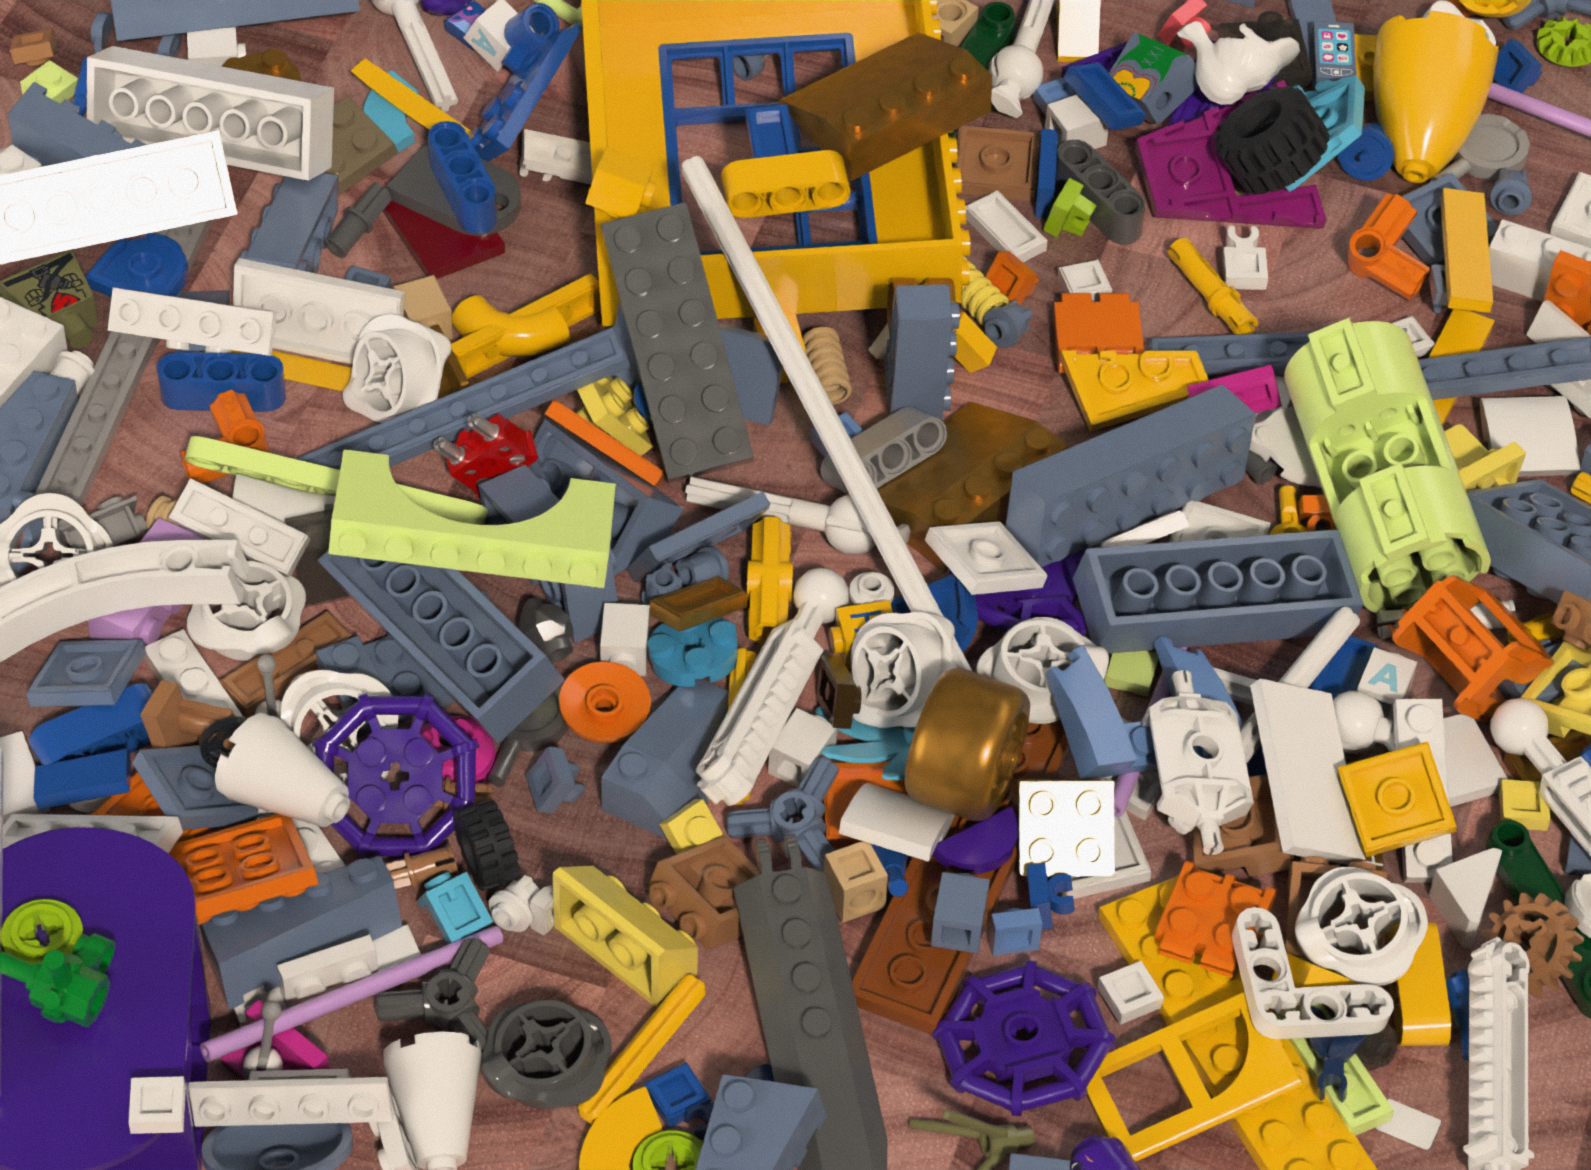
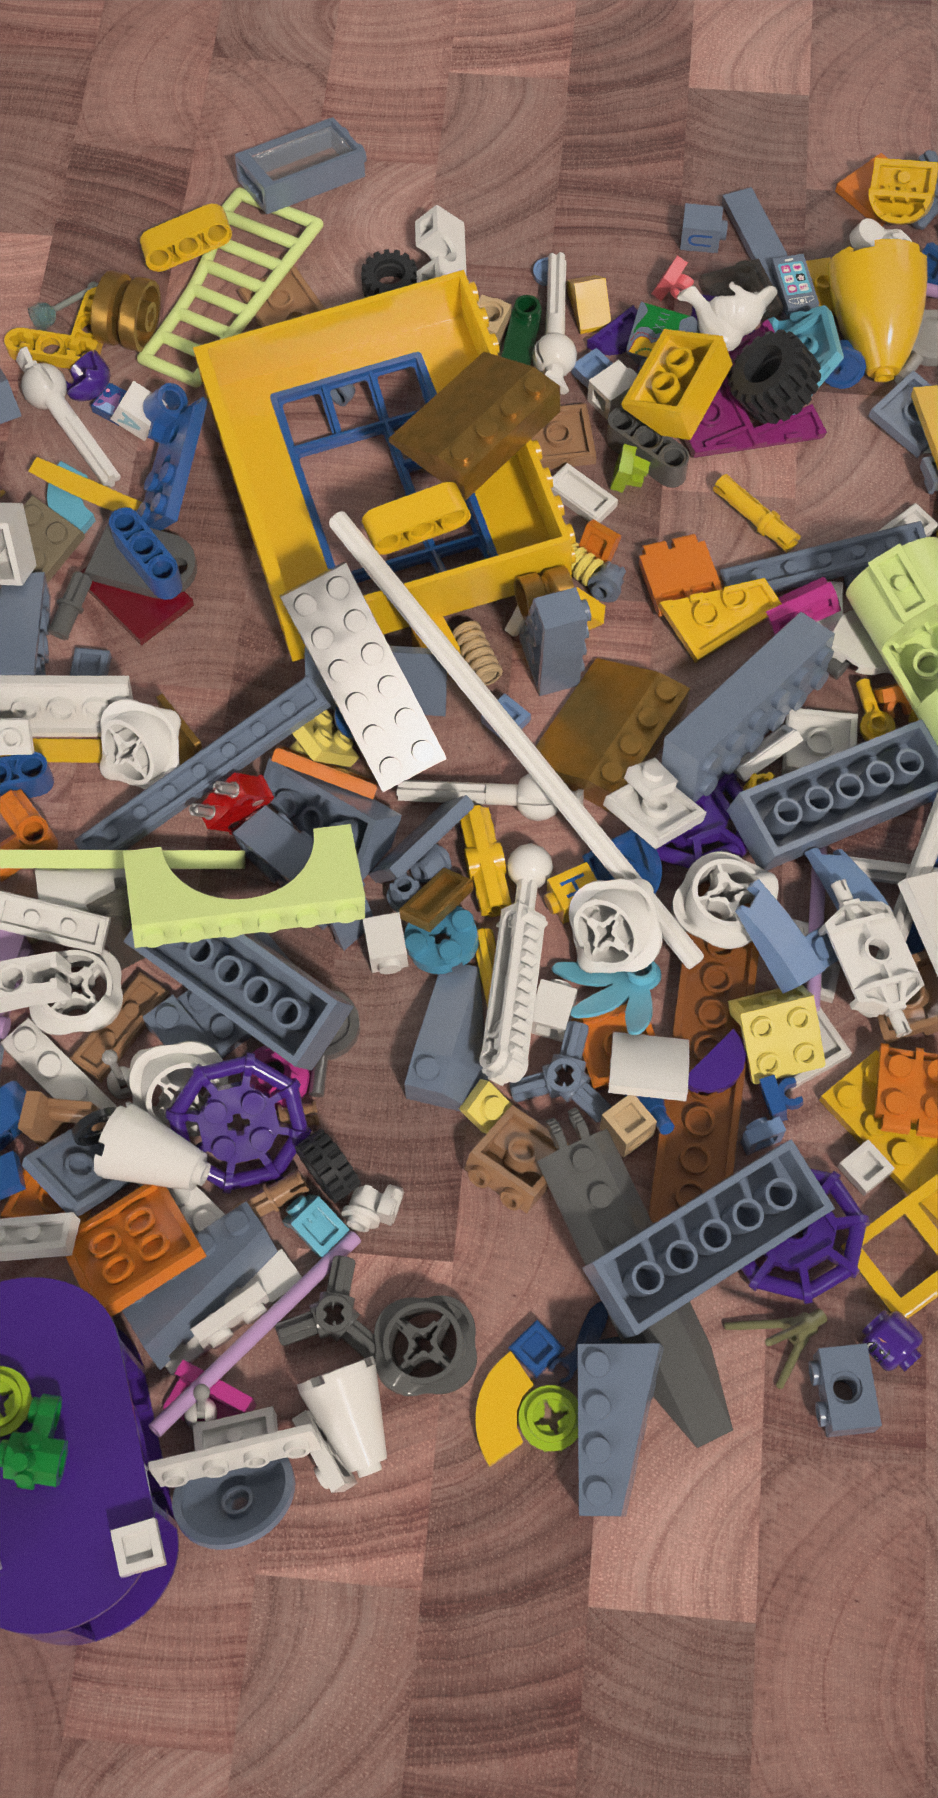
camera: 10 degrees left, 15 degrees up
(427, 304) = (145, 677): tan brick -> none
(525, 334) = (218, 683): yellow cylinder -> none
(547, 628) = (320, 951): flat silver rock -> none
(553, 780) = (362, 1087): sand blue tile -> none
(555, 156) = (214, 512): white plate -> none
(574, 302) = (231, 673): yellow tile -> none
(604, 686) = (389, 988): orange dish -> none
(621, 184) = (284, 550): yellow brick -> none
(621, 932) = (458, 1215): light yellow slope -> none
(644, 1046) = (500, 1311): yellow axle -> none
(770, 131) = (390, 473): blue tile -> none
(838, 692) = (569, 956): dark brown plate -> none
(871, 588) = (568, 853): white hose -> none
(902, 444) = (550, 717): light grey beam -> none
(908, 997) = (708, 1239): none -> sand blue brick
(960, 912) = (722, 1139): sand blue brick -> none
(967, 744) = (693, 993): pearl gold wheel -> none
(989, 524) = (650, 779): none -> white plate
(1046, 173) = (602, 439): blue tile -> none
(1084, 278) = (655, 528): white tile -> none
(1104, 96) = (622, 357): blue tile -> none
(1132, 671) = (791, 875): yellowish green tile -> none
(1152, 122) = (678, 382): none -> yellow slope
(1244, 262) = (774, 486): white plate -> none
(1390, 265) = (875, 437): orange piece -> none

